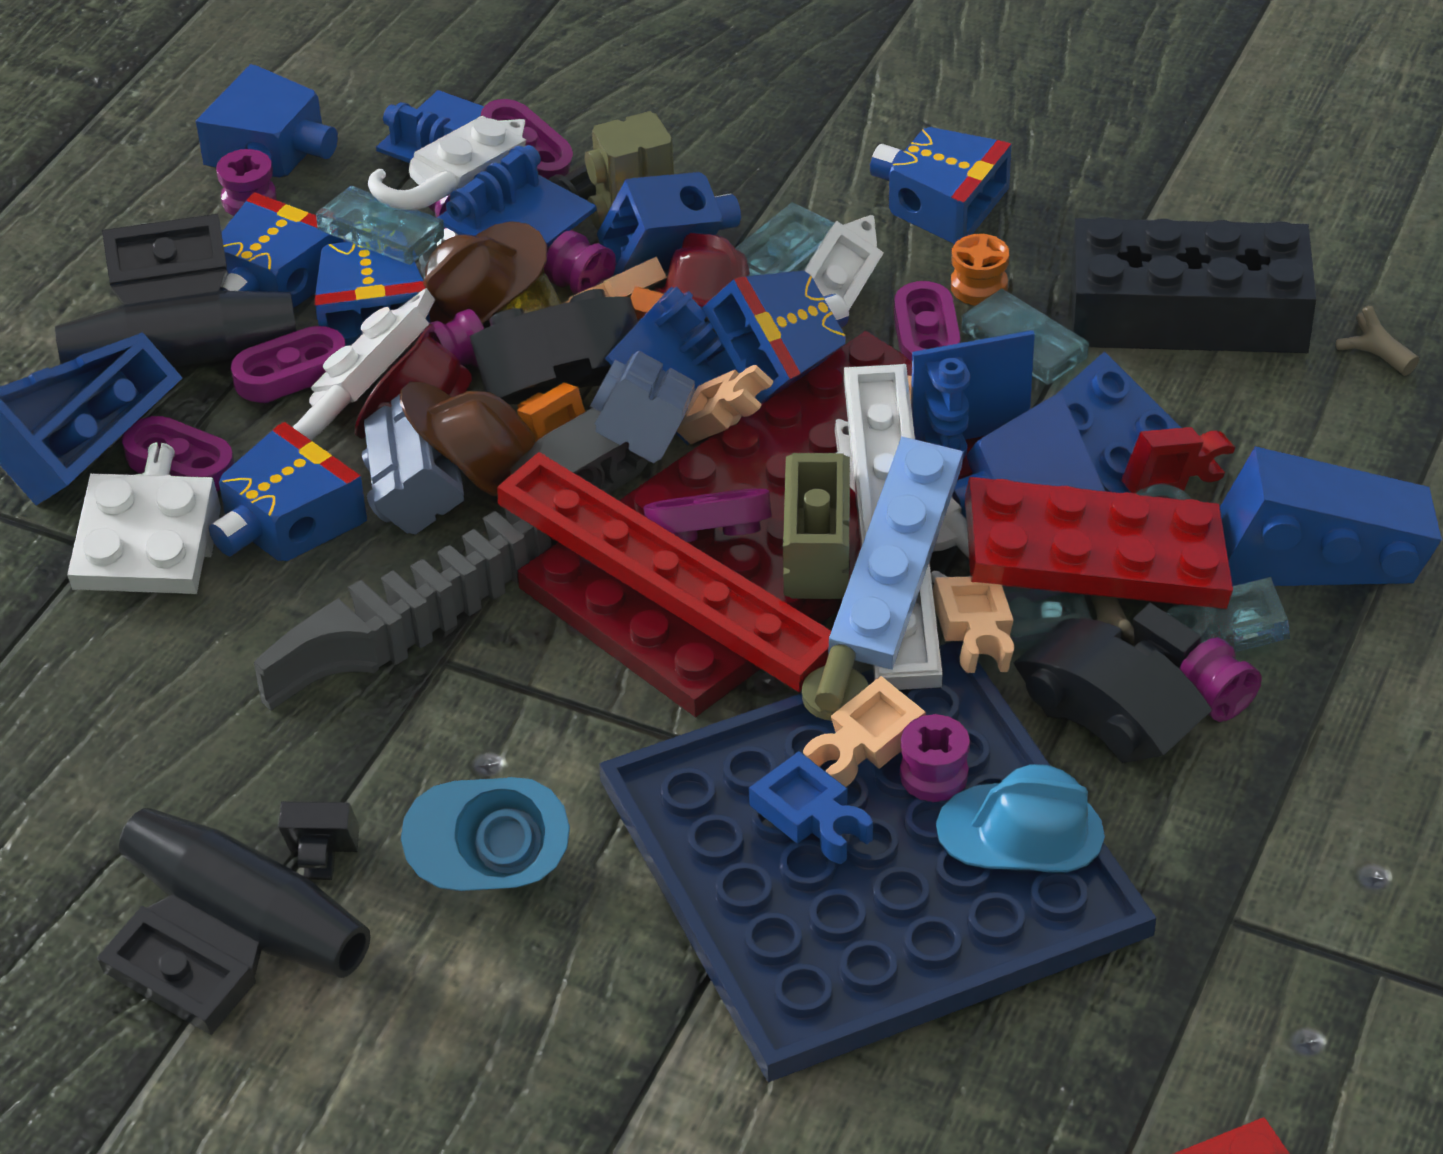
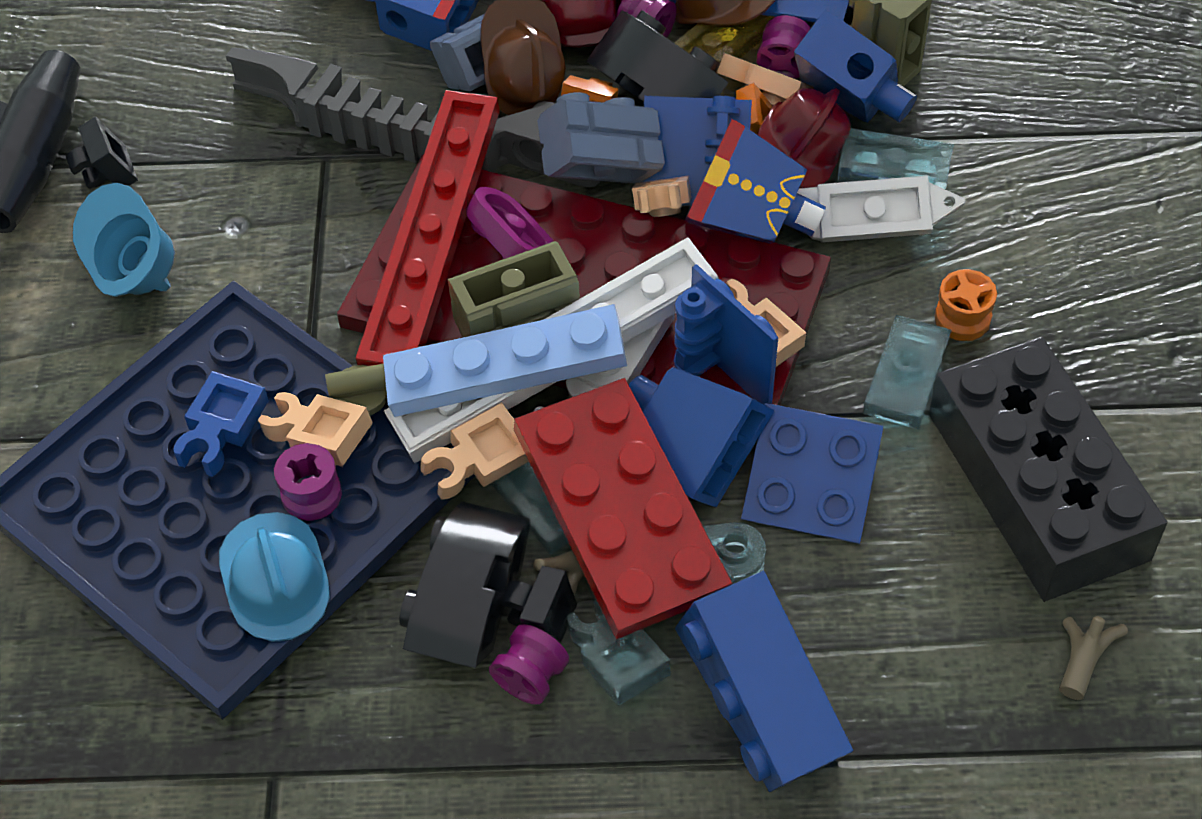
camera: 65 degrees right, 10 degrees up
(924, 317) = (859, 298): magenta plate -> none
(944, 180) = (1066, 237): blue torso -> none
(1174, 456) = (791, 535): red plate -> none

